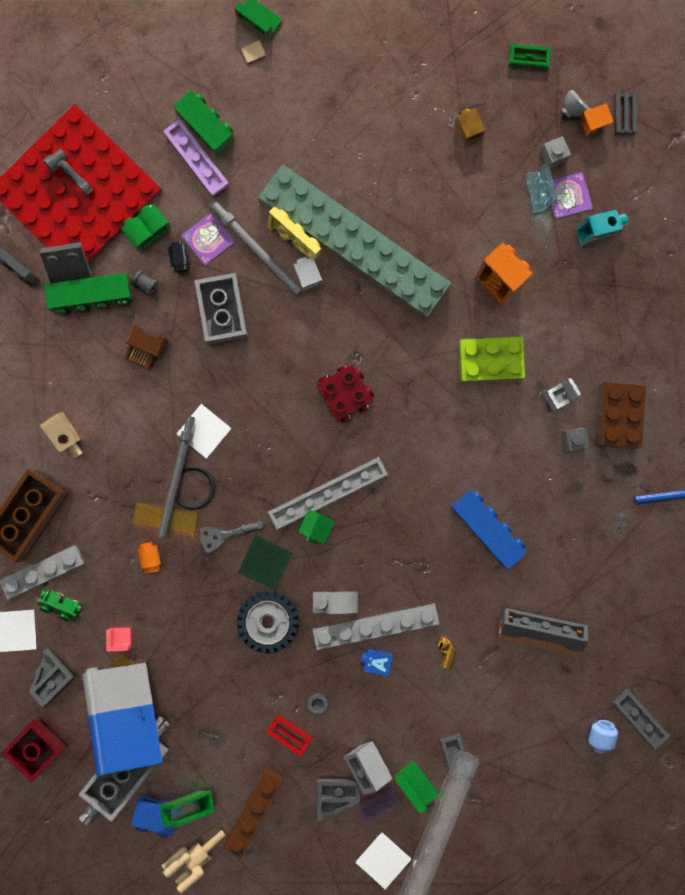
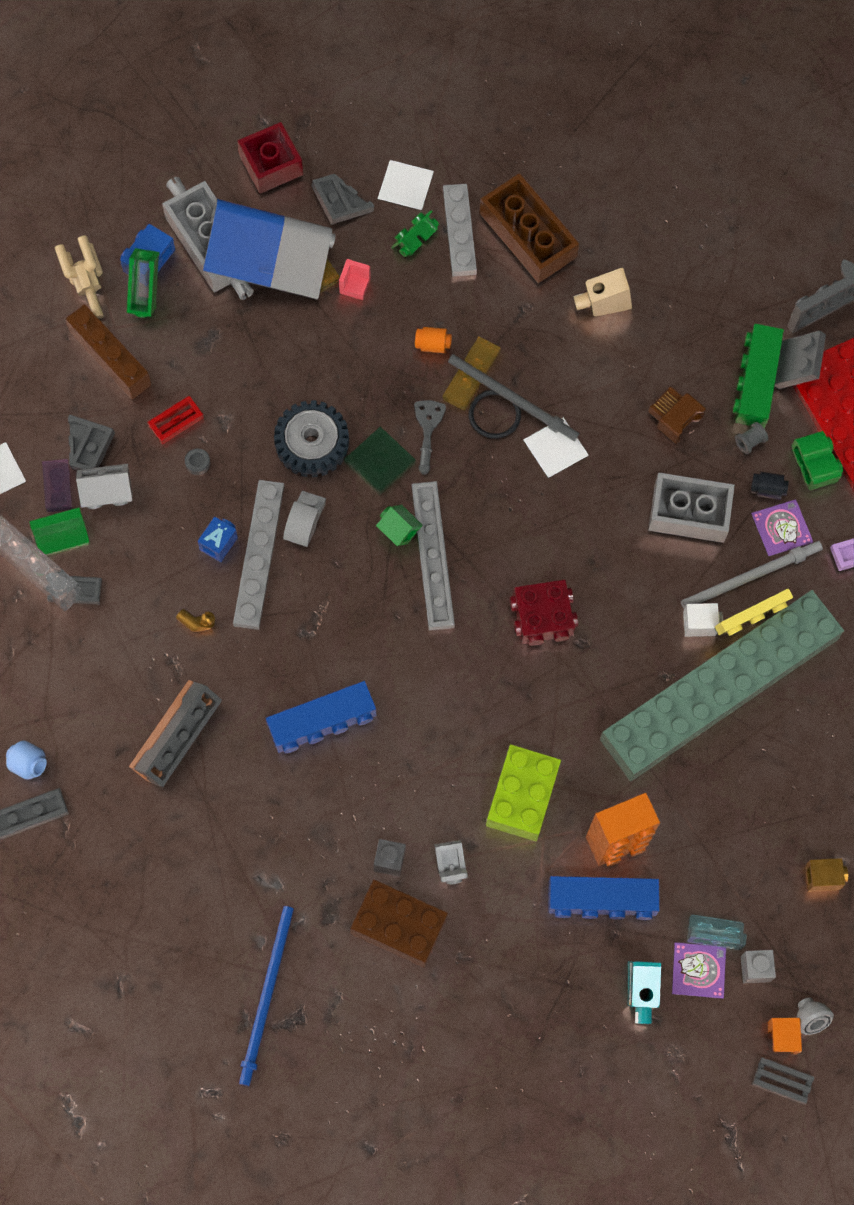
camera: 105 degrees right, 15 degrees down
(545, 278) = (603, 897): none -> blue brick

